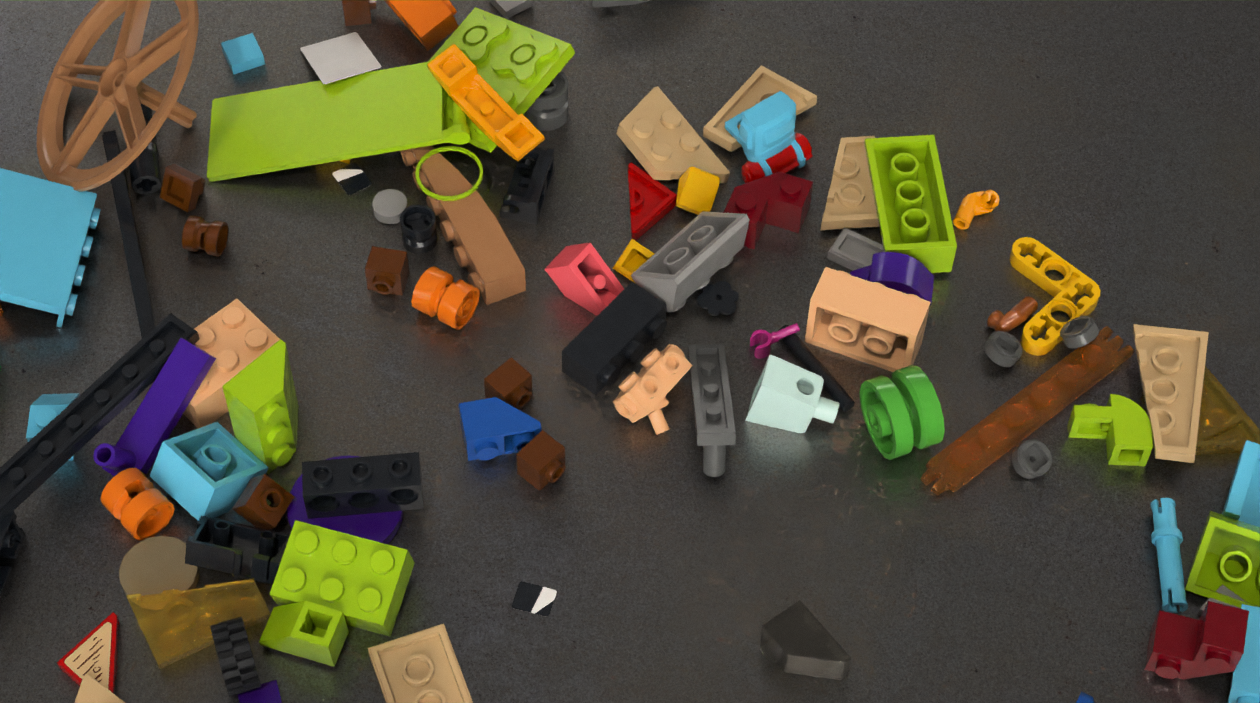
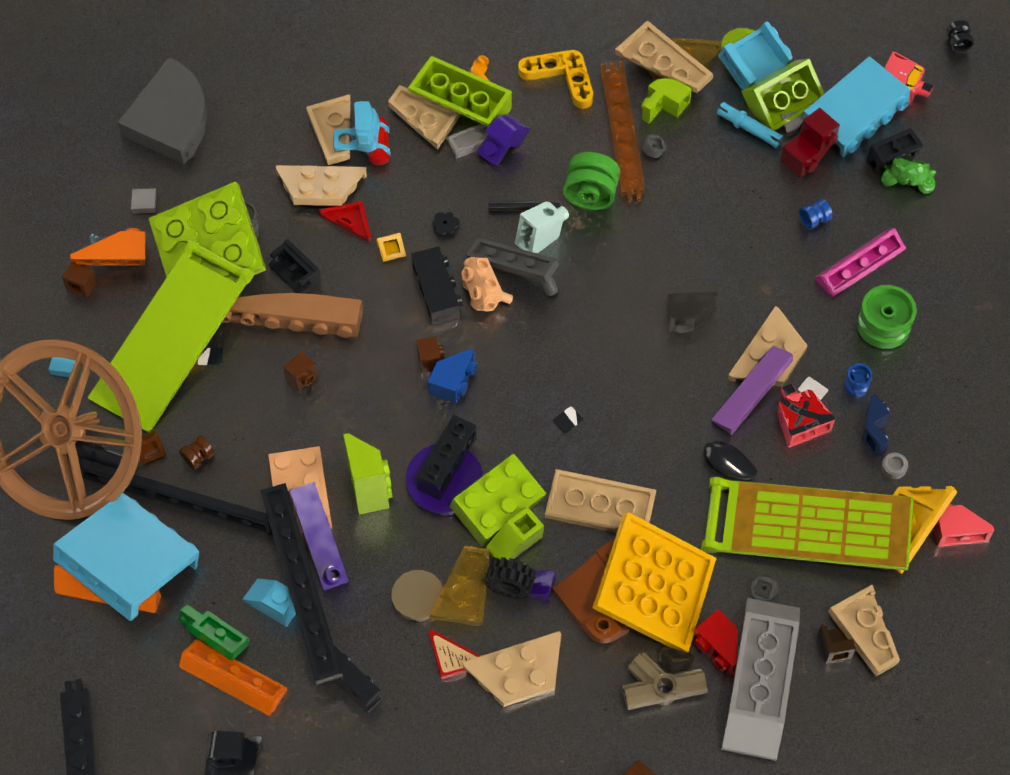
camera: 55 degrees left, 5 degrees up
(137, 503) = (367, 581): orange wheel -> none
(205, 470) = (372, 534): medium azure slope -> none
(236, 549) = (439, 543): black piece -> none
(253, 503) = (415, 515): reddish brown plate -> none
(340, 58) = (120, 310): white sticker -> none
(389, 205) = (250, 346): light grey tile -> none
(418, 229) = (283, 339): black wheel -> none
(441, 296) = (345, 351): orange wheel -> none
(449, 148) = (267, 317): lime piece -> none
(483, 104) = (245, 249): light orange slope -> none
(541, 461) = (490, 365): reddish brown plate -> none
(584, 277) = (386, 276): coral slope -> none
(692, 257) = (418, 214): light grey slope -> none
(697, 190) = (367, 189): yellow slope -> none
(766, 339) = (491, 215): dark pink hand -> none
(771, 200) = (407, 156): dark red brick -> none
(866, 320) = (523, 161): light nougat brick -> none
(1003, 348) = (579, 115): dark grey tile -> none
(1014, 316) = (564, 97): dark orange arm -> none
(1079, 332) = (599, 75): dark grey tile -> none

